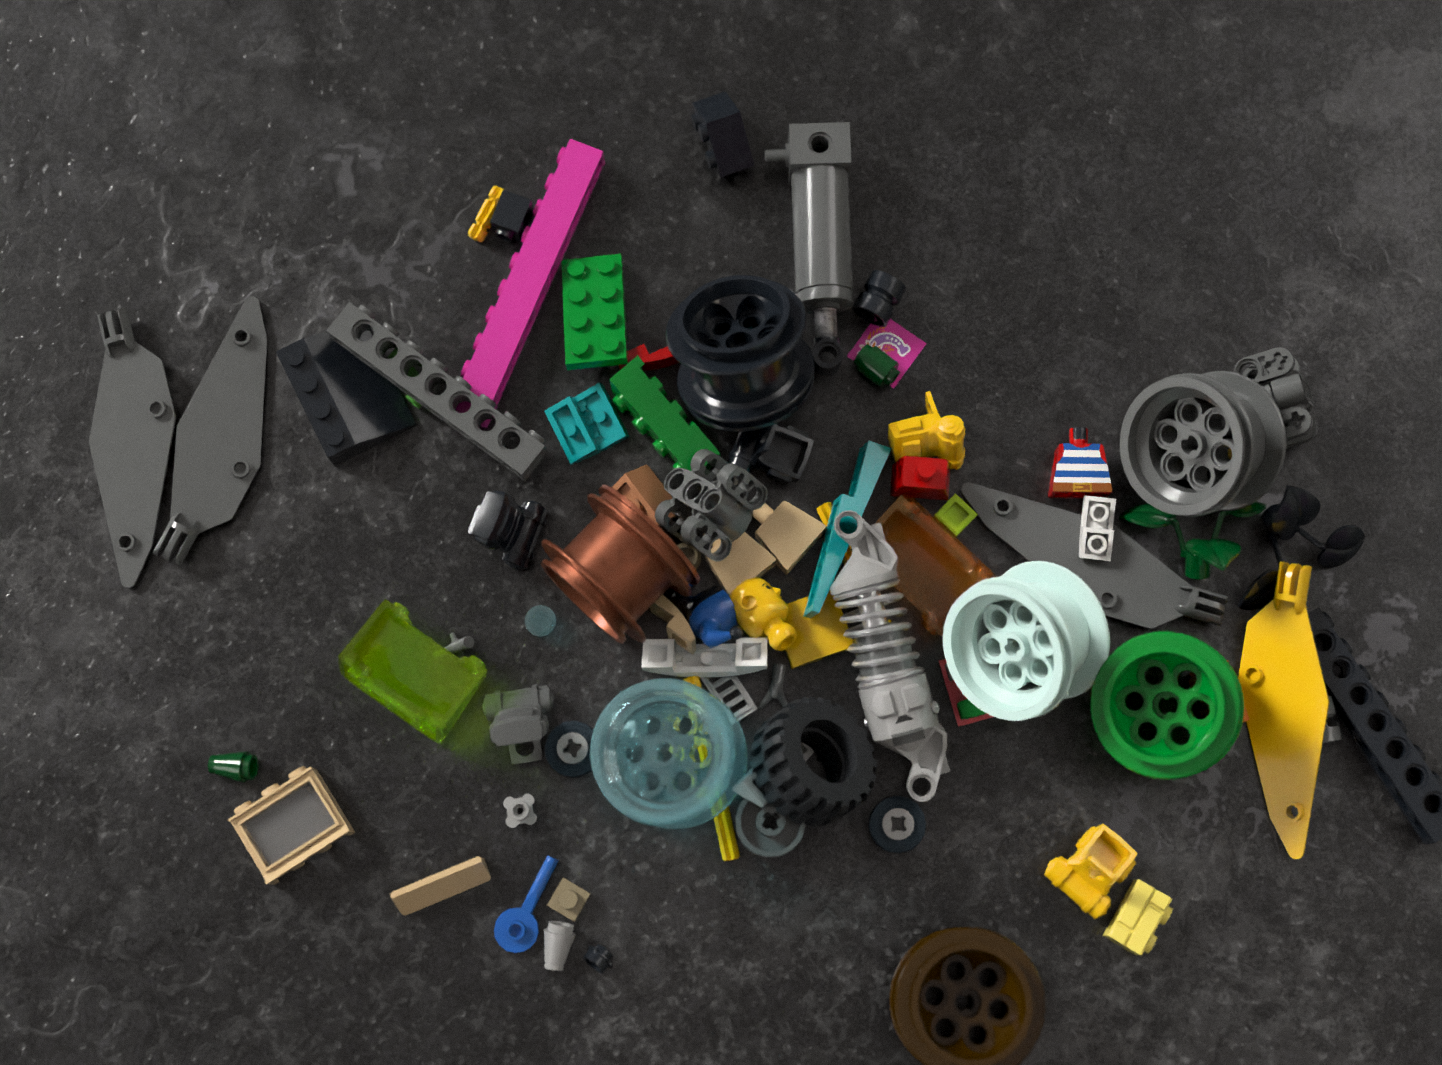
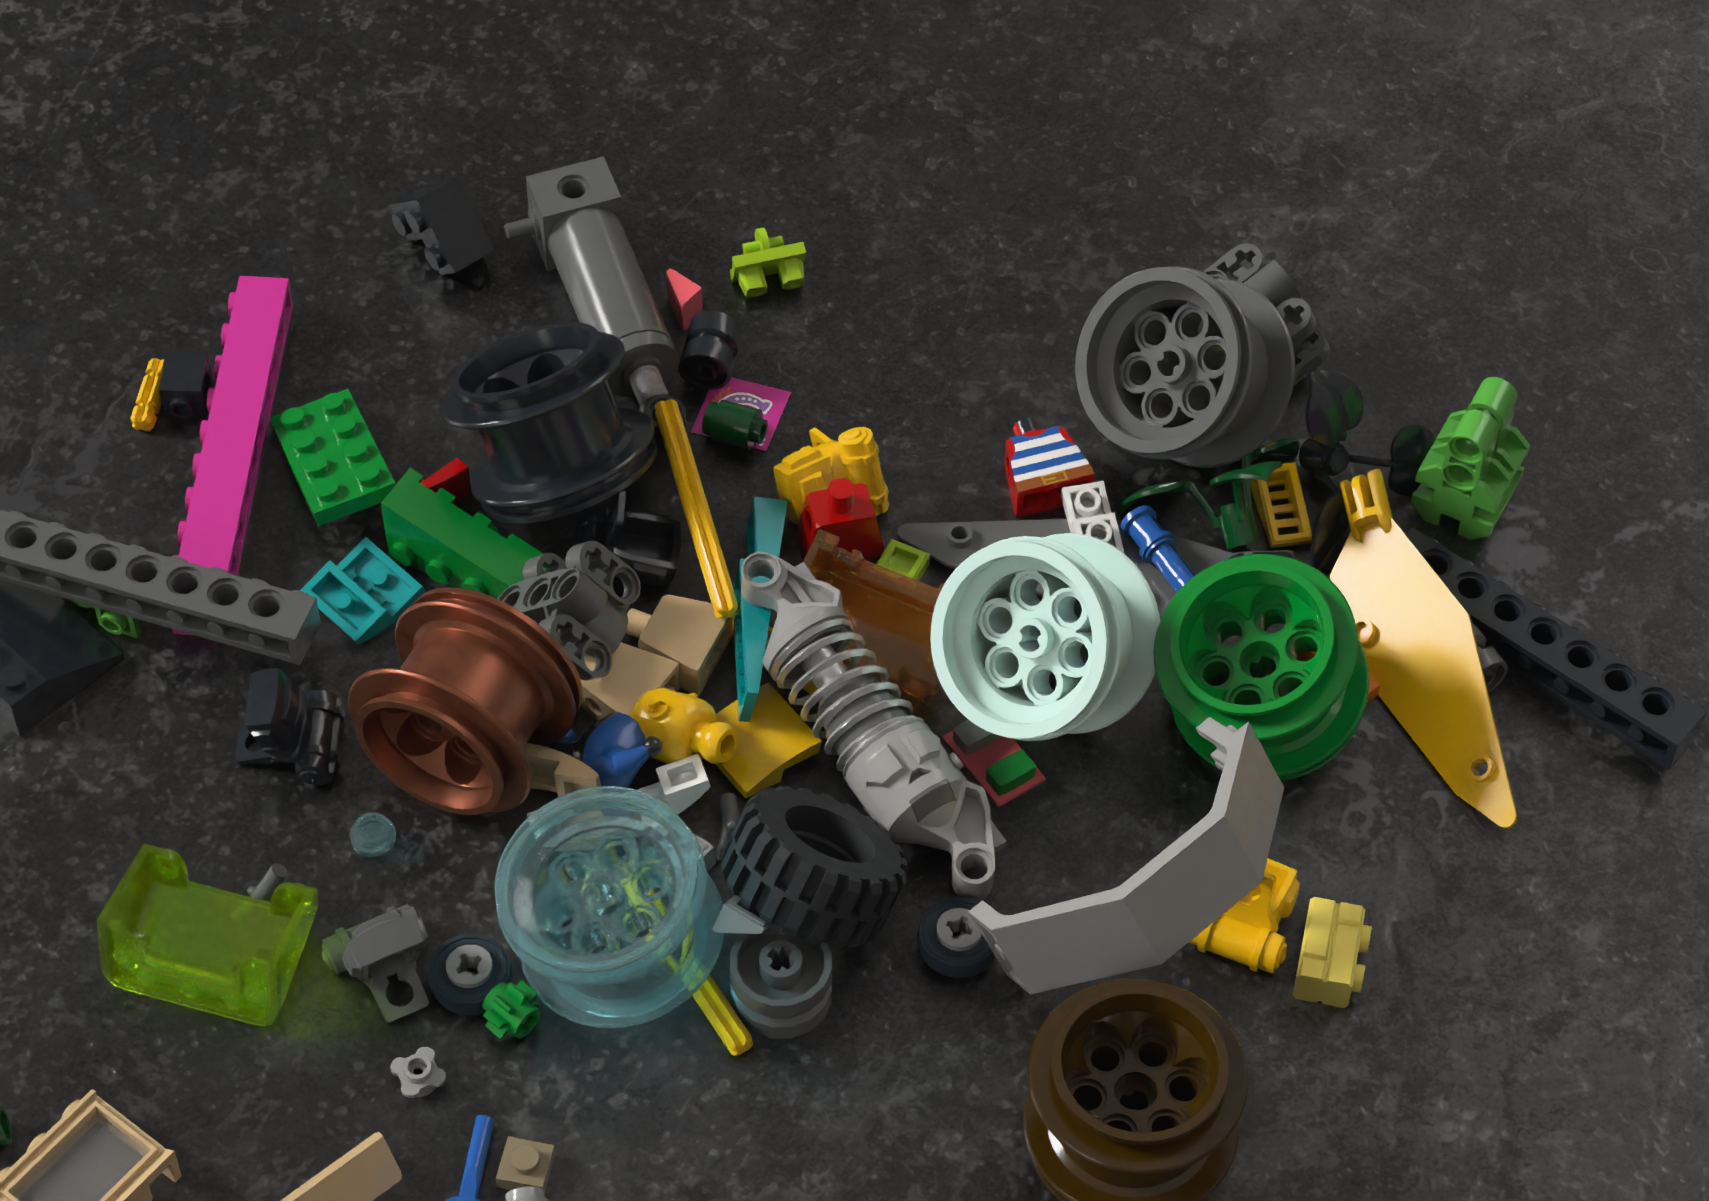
camera: 20 degrees left, 25 degrees down
(587, 789) = (511, 1009): none -> green gear
(824, 443) = (696, 509): none -> yellow axle
(875, 246) = (683, 297): none -> coral slope
(929, 235) = (768, 257): none -> lime hips
(1051, 876) = (1164, 900): none -> light grey panel
(1135, 568) = (1156, 545): none -> blue pin
(1248, 543) = (1287, 477): none -> yellow slope
(1381, 572) = (1474, 463): none -> bright green connector

